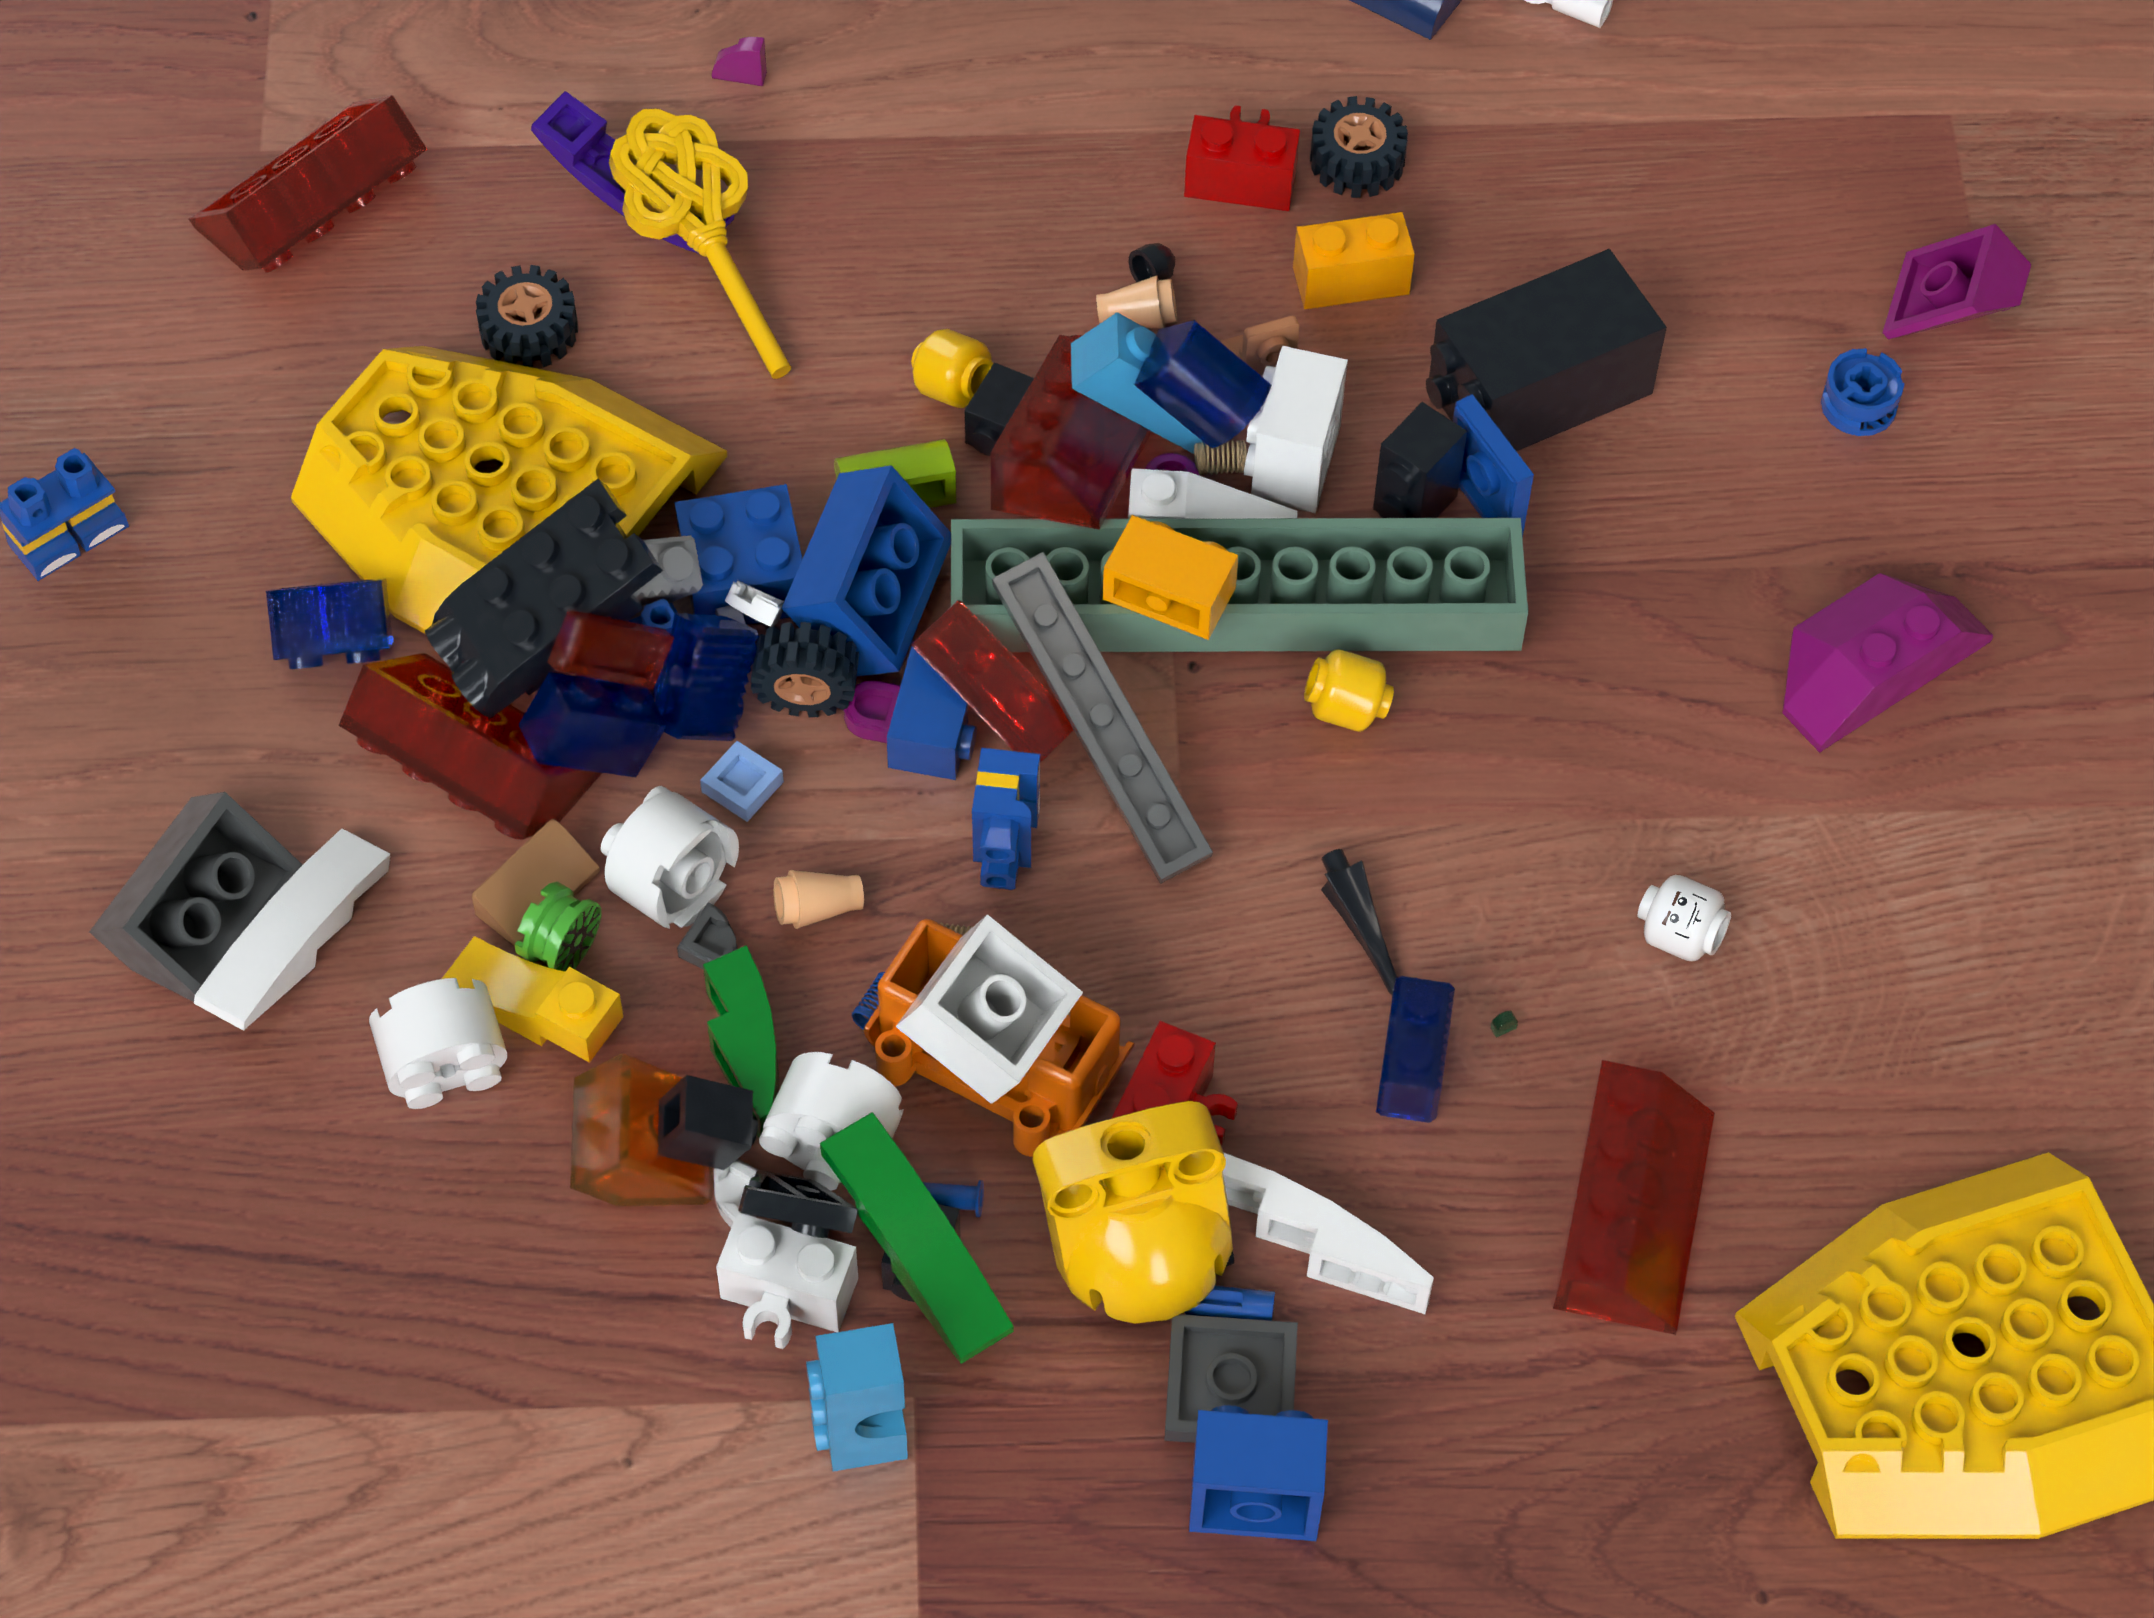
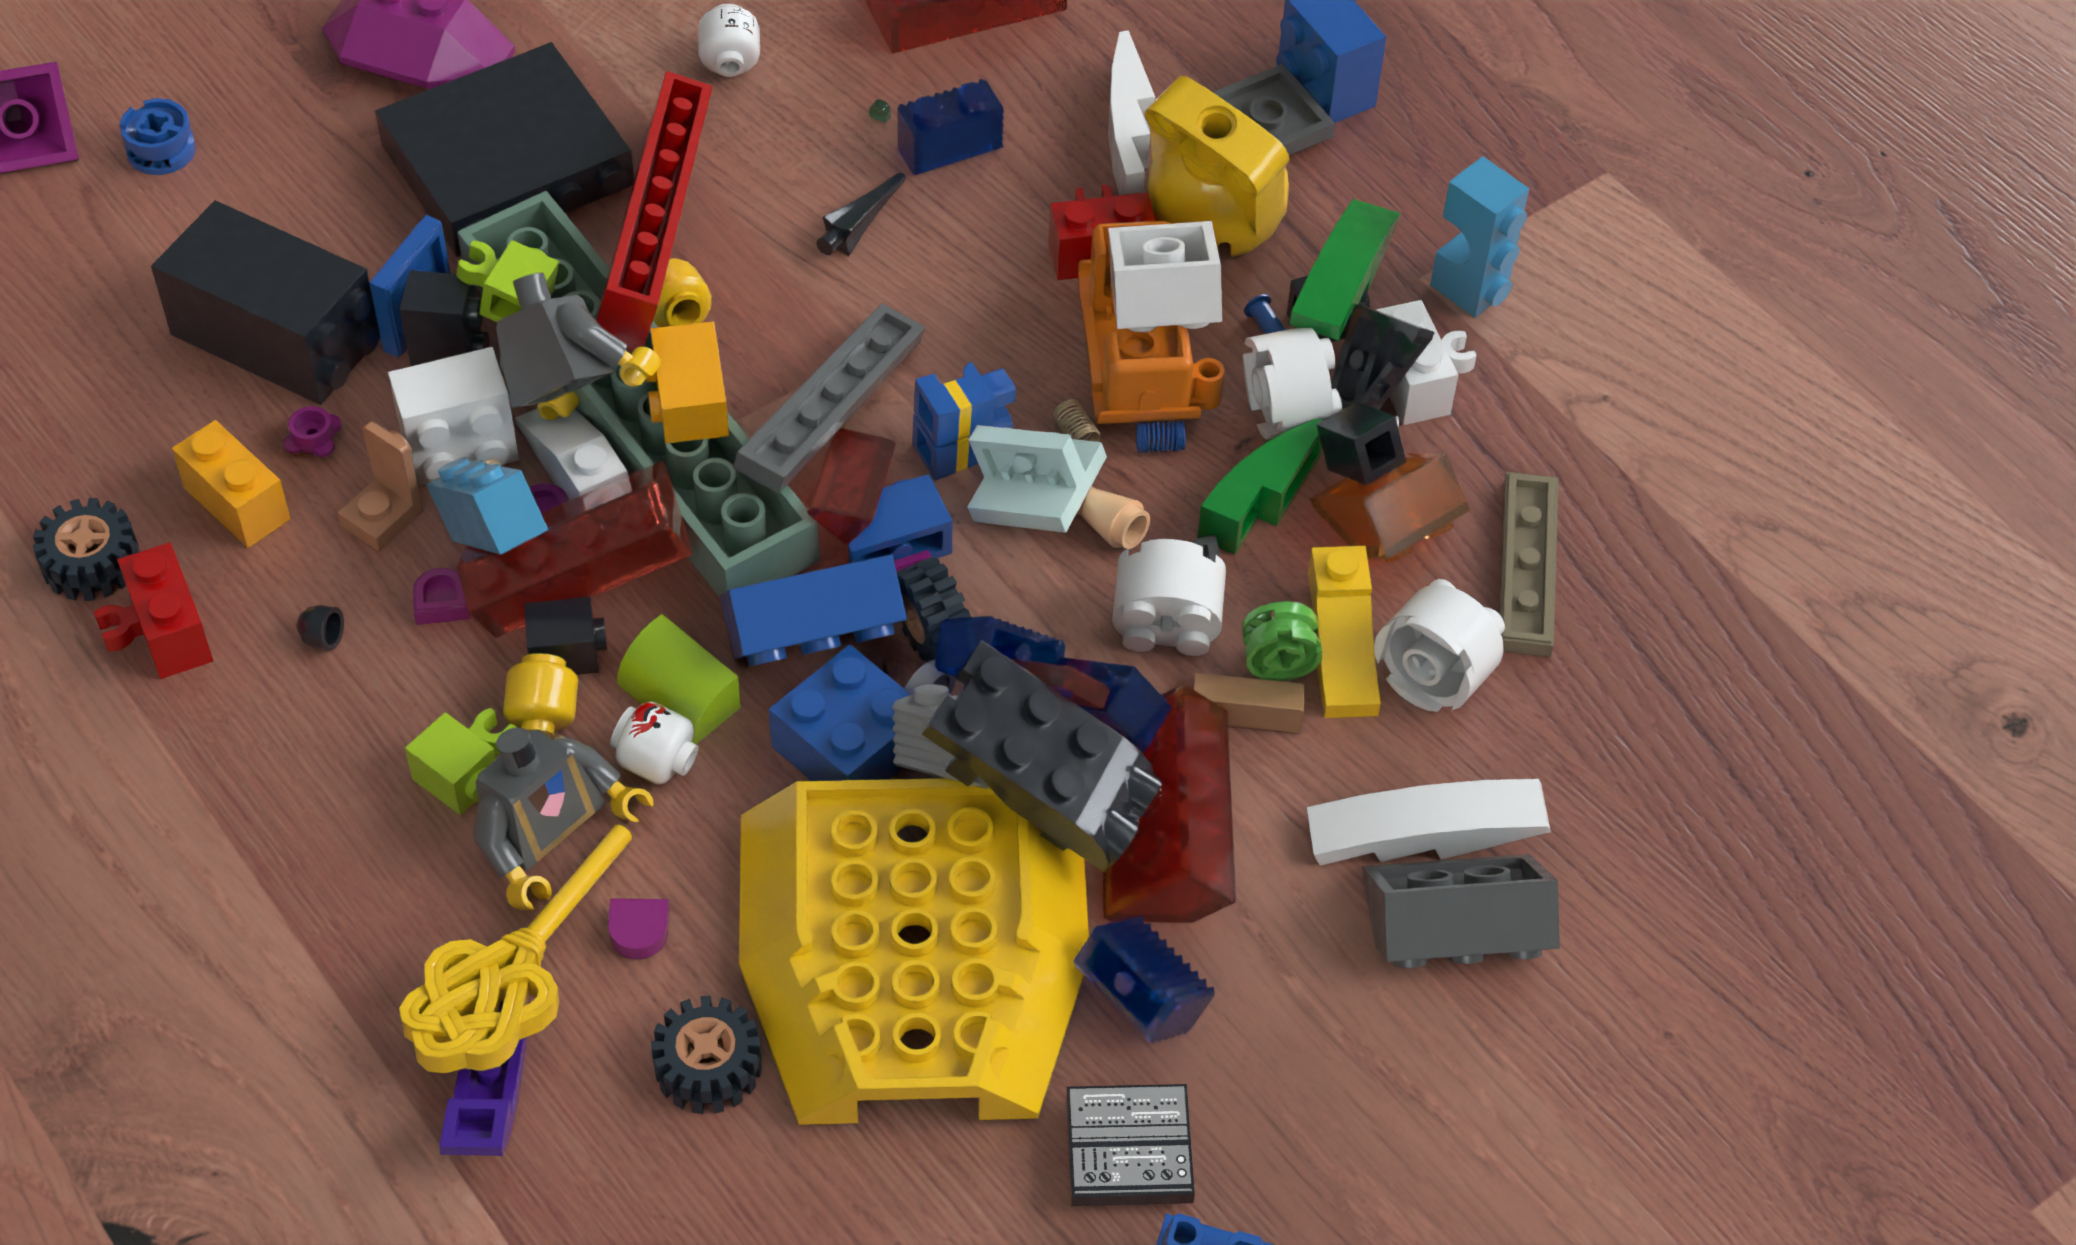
camera: 125 degrees left, 5 degrees down
(210, 536) = (1129, 1145): none -> tile
(492, 1228) = (1528, 563): none -> dark tan tile
(684, 338) = (638, 926): none -> magenta tile
(742, 62) = (273, 1071): magenta tile -> none
(742, 781) = (1052, 613): light blue plate -> none
(755, 603) = (911, 648): white tile -> none
(838, 418) = (654, 742): none -> white head
(839, 308) = (536, 799): none -> dark grey torso
(901, 851) = (1032, 477): none -> light aqua bracket
(931, 285) = (450, 757): none -> lime brick
(1145, 302) = (373, 608): light nougat cone -> none
(1201, 383) = (485, 438): clear blue brick -> none
(1251, 461) = (560, 348): none -> dark grey torso
(1386, 341) = (312, 432): none -> magenta plate
(1391, 500) = (498, 276): none -> lime brick
(1431, 673) = (653, 210): none -> red brick
(1653, 654) = (503, 140): none -> black brick

